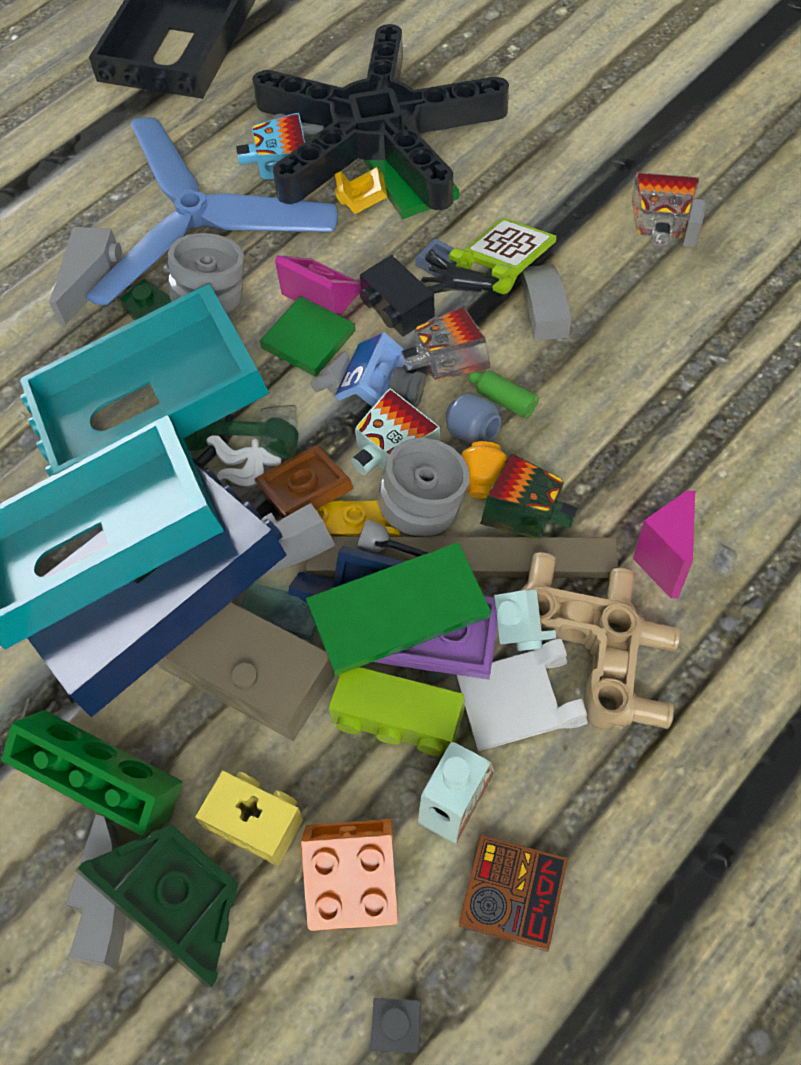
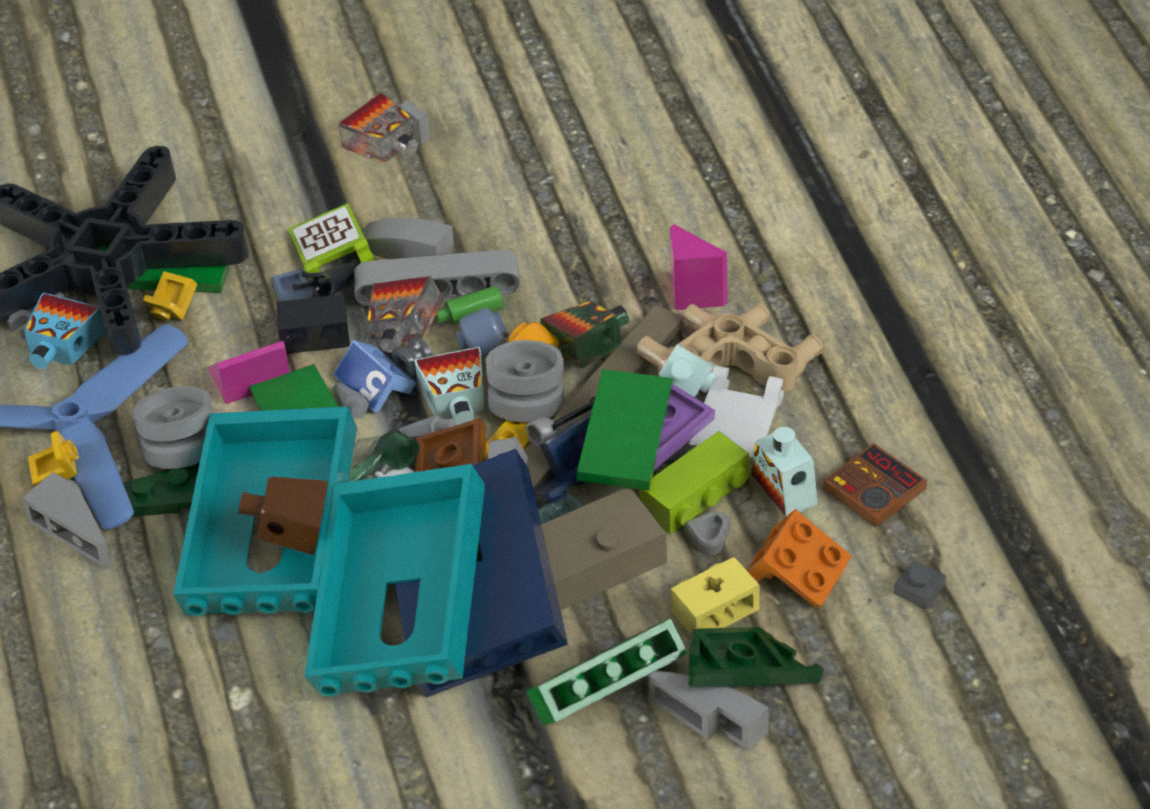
camera: 60 degrees left, 15 degrees down
(122, 397) = (288, 512): none -> reddish brown torso
(134, 225) = (57, 459): none -> yellow bracket
(335, 447) = (427, 426): none -> light grey bar
(349, 759) = (708, 532): none -> light grey tile
(523, 351) = (452, 273): none -> light grey beam

